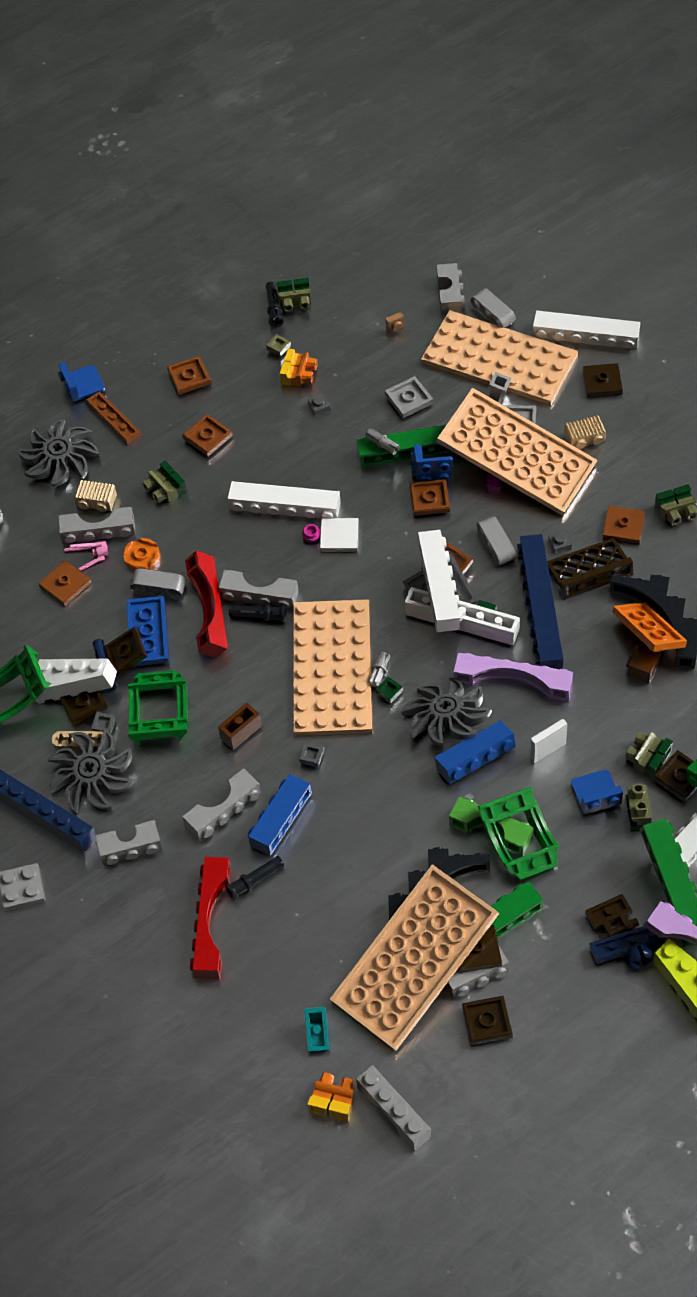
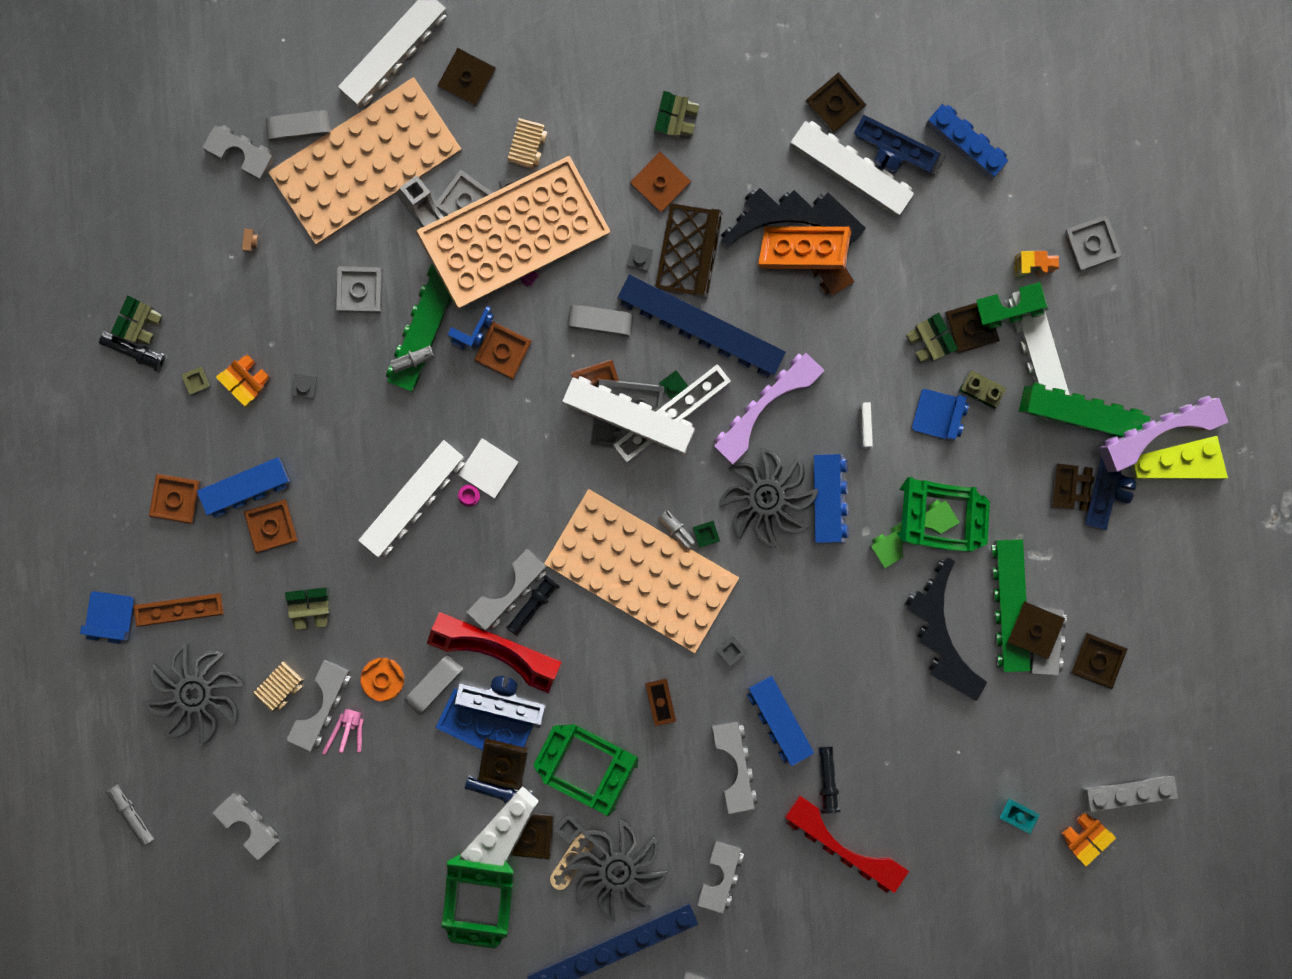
camera: 65 degrees left, 30 degrees up
(65, 582) = (368, 775): dark orange plate -> none
(171, 625) = (500, 702): none -> plate
(224, 403) = (244, 486): none -> blue brick
(414, 957) = (1011, 690): light nougat plate -> none

